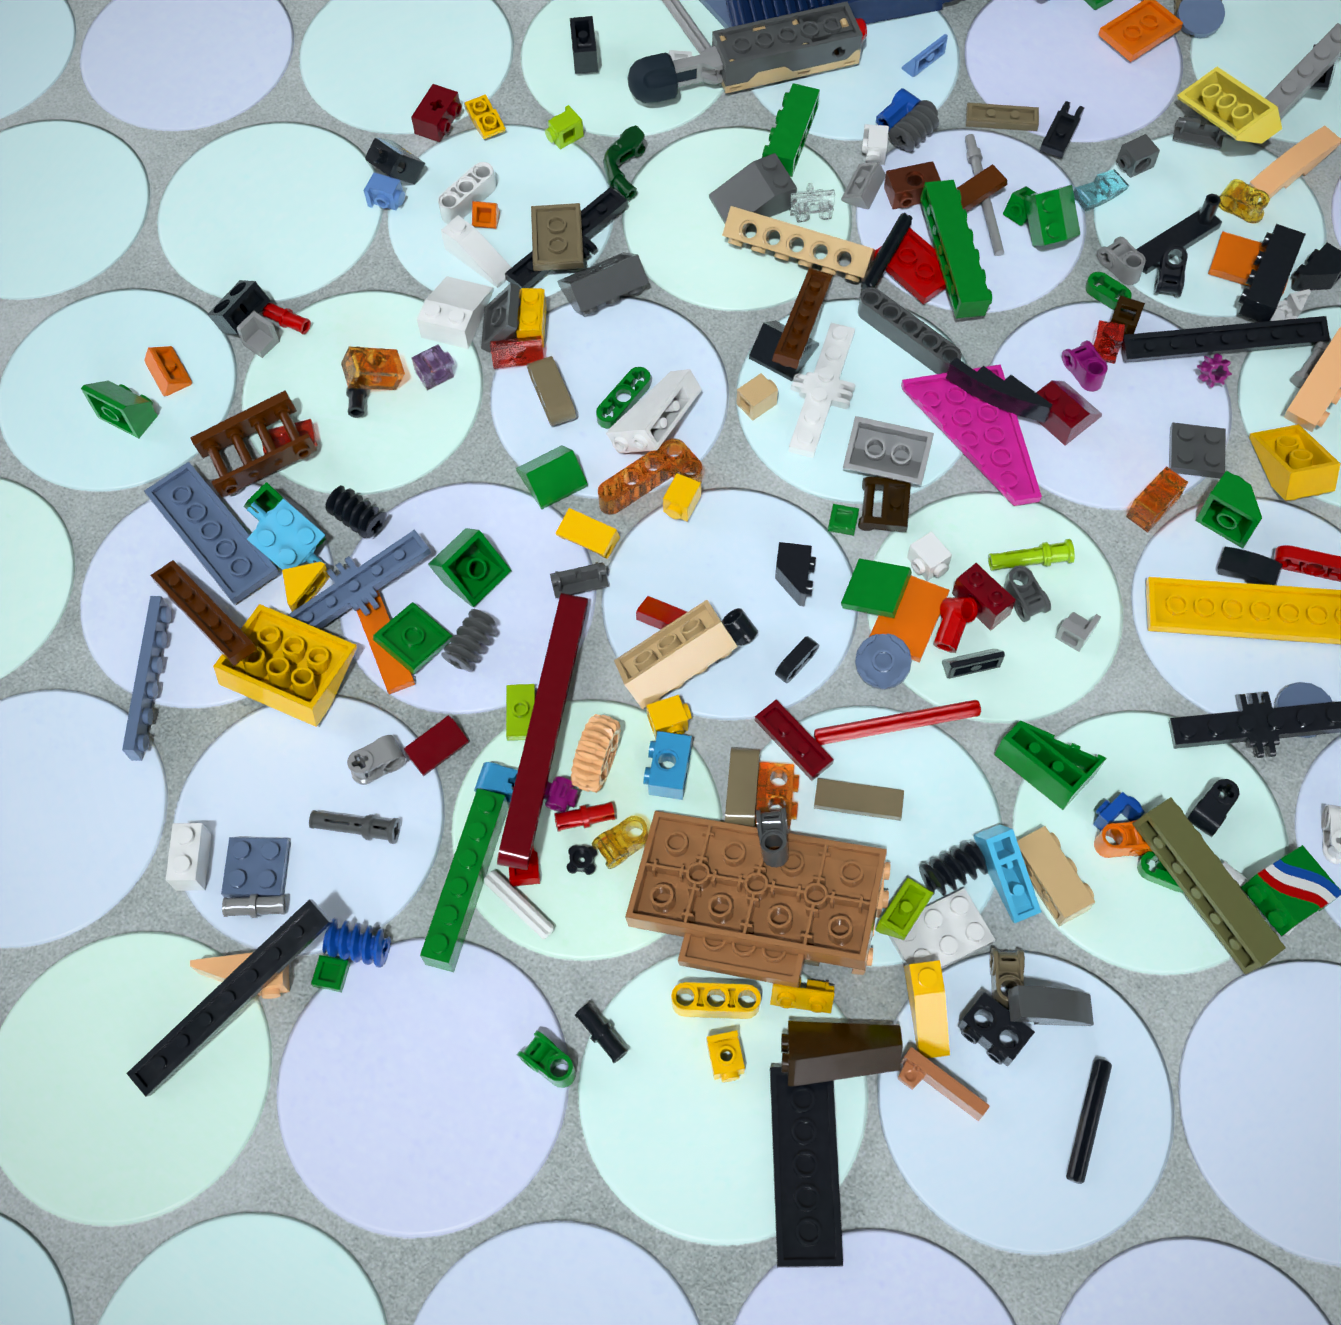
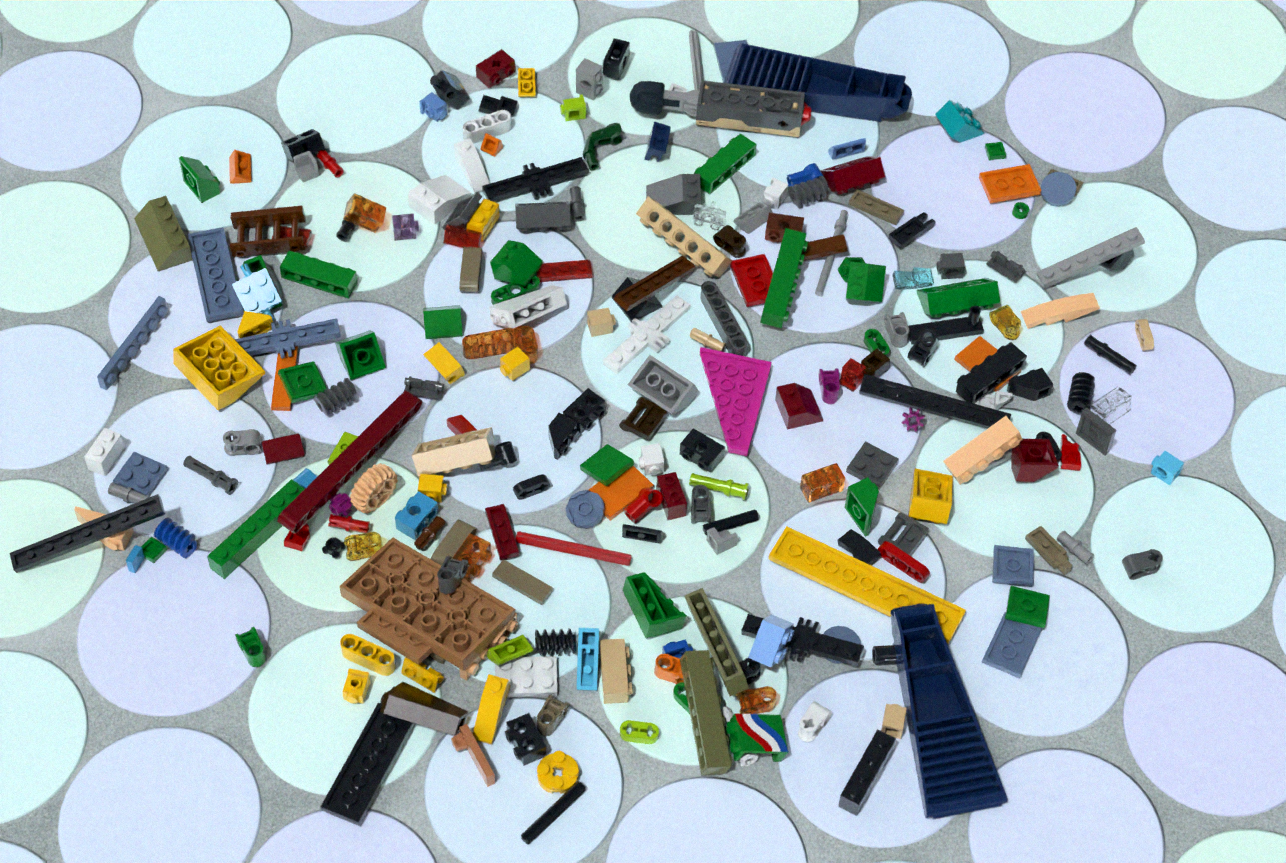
camera: 20 degrees right, 10 degrees down
(109, 504) = (163, 234): none -> olive slope
(203, 613) = (184, 316): reddish brown plate -> none
(314, 1000) = (135, 559): none -> dark azure tile
(355, 512) = (308, 295): black piece -> none
(364, 474) = (318, 274): none -> green brick
(460, 162) = (491, 105): none -> black slope
(519, 904) = (282, 557): white axle -> none
(557, 237) = (527, 175): dark tan tile -> none
(566, 82) = (589, 79): none -> light grey brick
(601, 1032) = (291, 644): black pin -> none
(608, 360) = (515, 263): none -> green slope
(635, 246) = (577, 203): none -> dark grey pin
(670, 345) = (565, 271): none -> clear red plate
(693, 132) = (657, 141): none -> dark blue hinge
(700, 783) = (429, 533): none -> reddish brown axle
(803, 525) = (583, 413): none -> black brick
(843, 519) = (612, 417): green tile -> none
(855, 224) = (730, 241): none -> dark brown piece
(887, 251) = (738, 263): black axle -> none
(903, 367) = (707, 340): none -> tan axle
(956, 82) = (854, 174): none -> dark red slope
(996, 511) = (711, 453): none -> black brick
(1004, 394) = (759, 379): black slope -> none
(1045, 1065) = (557, 761): none -> yellow plate
(1050, 1006) = (566, 738): dark grey slope -> none
(1073, 600) = (732, 521): none -> black axle
(1132, 955) = (639, 732): none -> lime beam
(1170, 57) = (1016, 212): none -> green bush
(1170, 190) = (959, 296): none -> green slope
(1170, 779) = (716, 642): none -> olive brick
(1232, 107) = (1029, 257): light yellow slope -> none
(1237, 747) = (771, 640): none -> light blue brick
(1251, 839) = (755, 702): none -> clear orange piece
(1302, 525) = (909, 537): none -> dark grey plate

